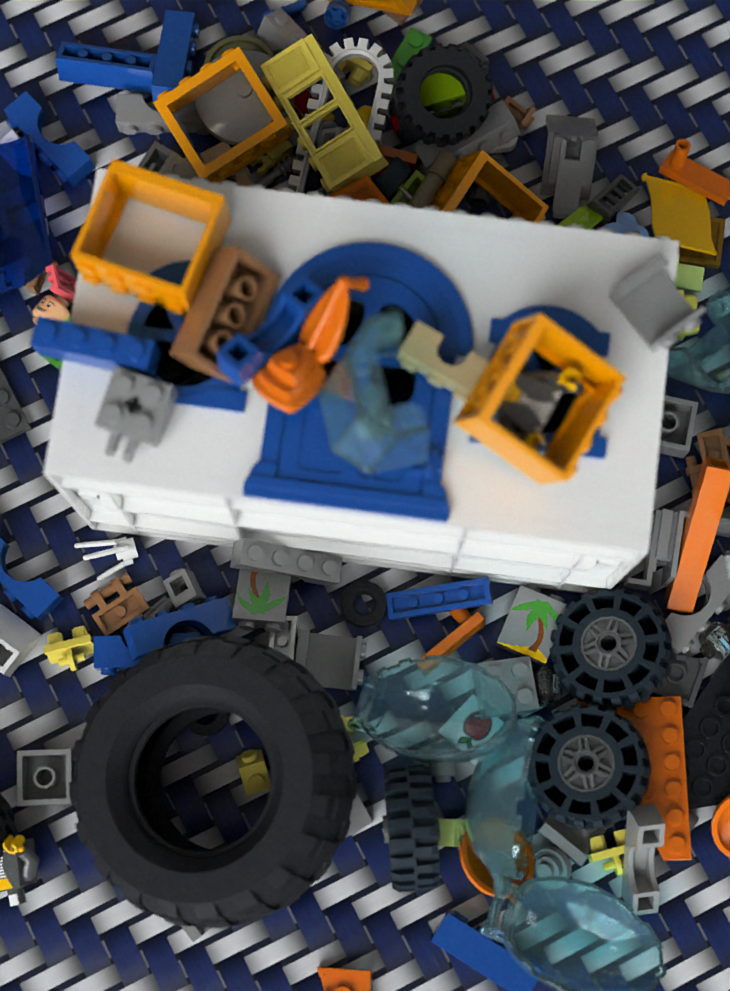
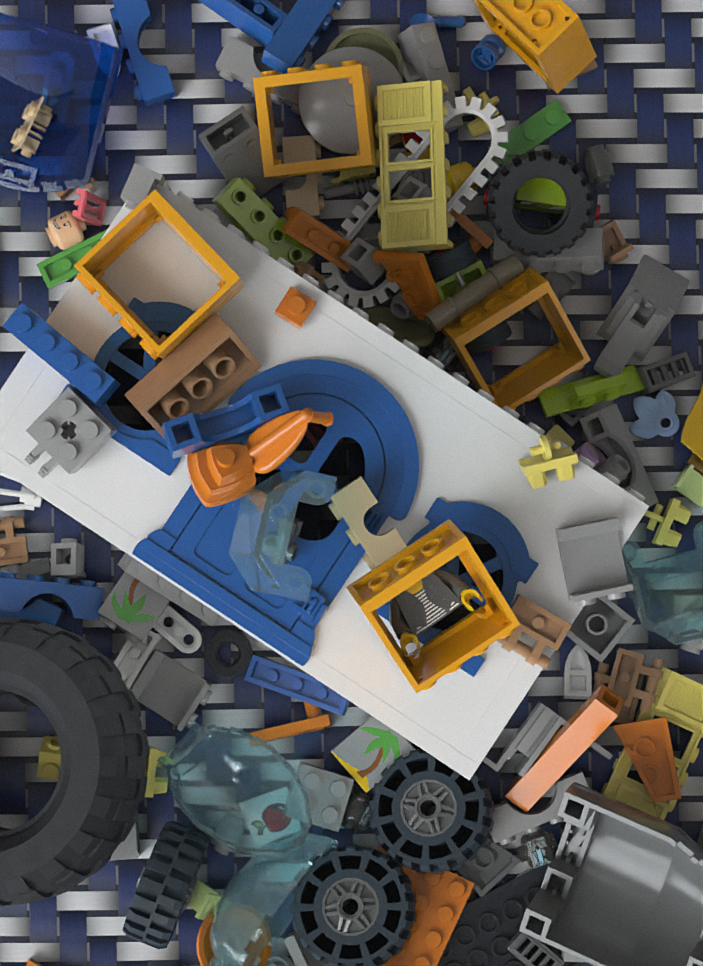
camera: 30 degrees right, 10 degrees up
(94, 171) = (140, 185): none -> light grey brick
(285, 216) = (295, 308): none -> orange plate
(311, 603) = (179, 629): none -> white plate
(584, 234) = (548, 457): none -> light yellow hips
(644, 383) = (539, 624): none -> medium nougat plate
(673, 478) = (577, 675): none -> white plate

